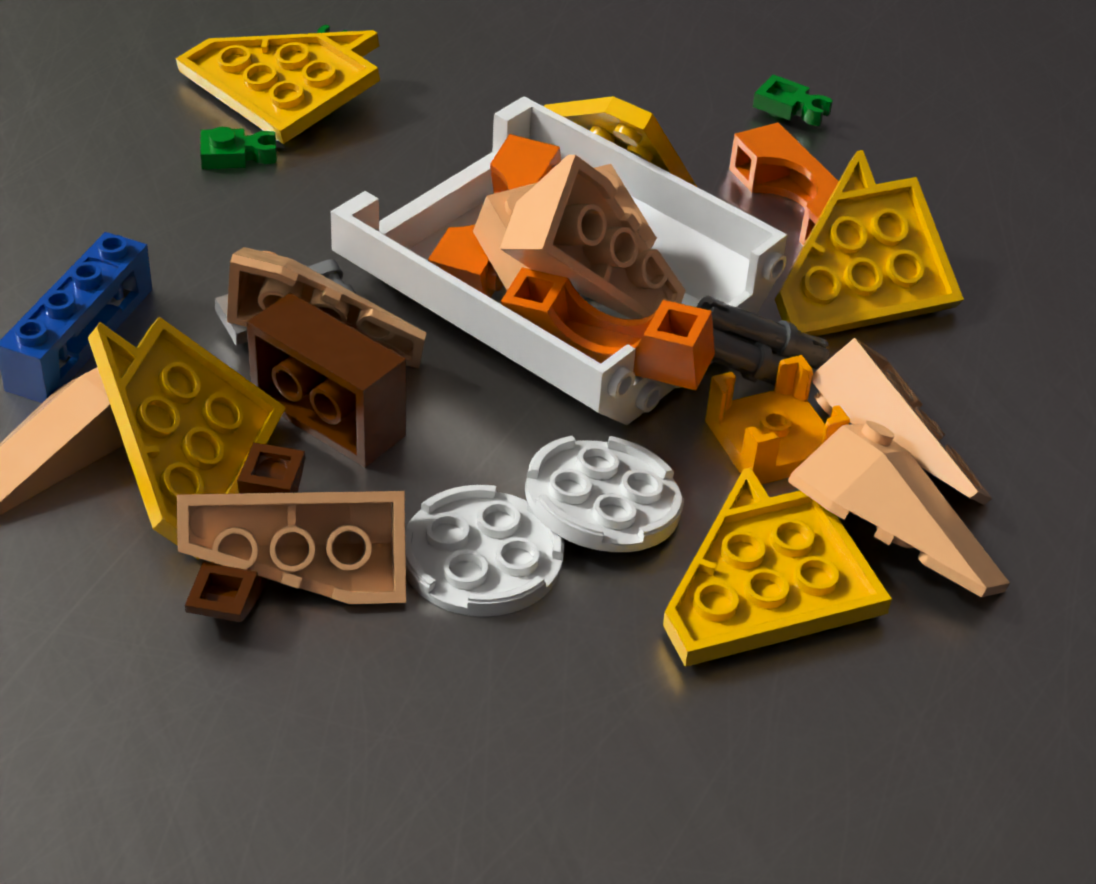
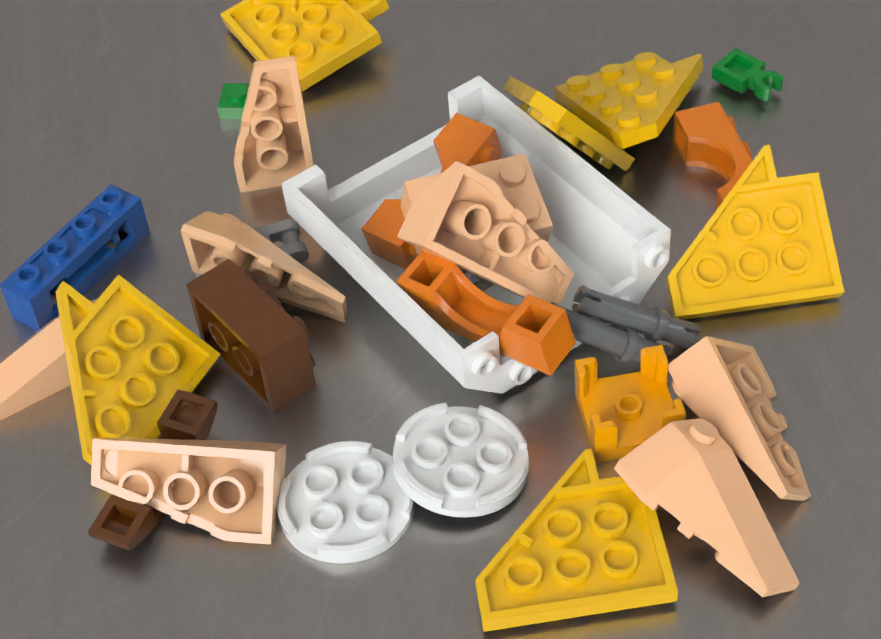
camera: 20 degrees right, 5 degrees up
(298, 161) = (273, 128): none -> light nougat wedge
(696, 119) = (631, 98): none -> yellow wing

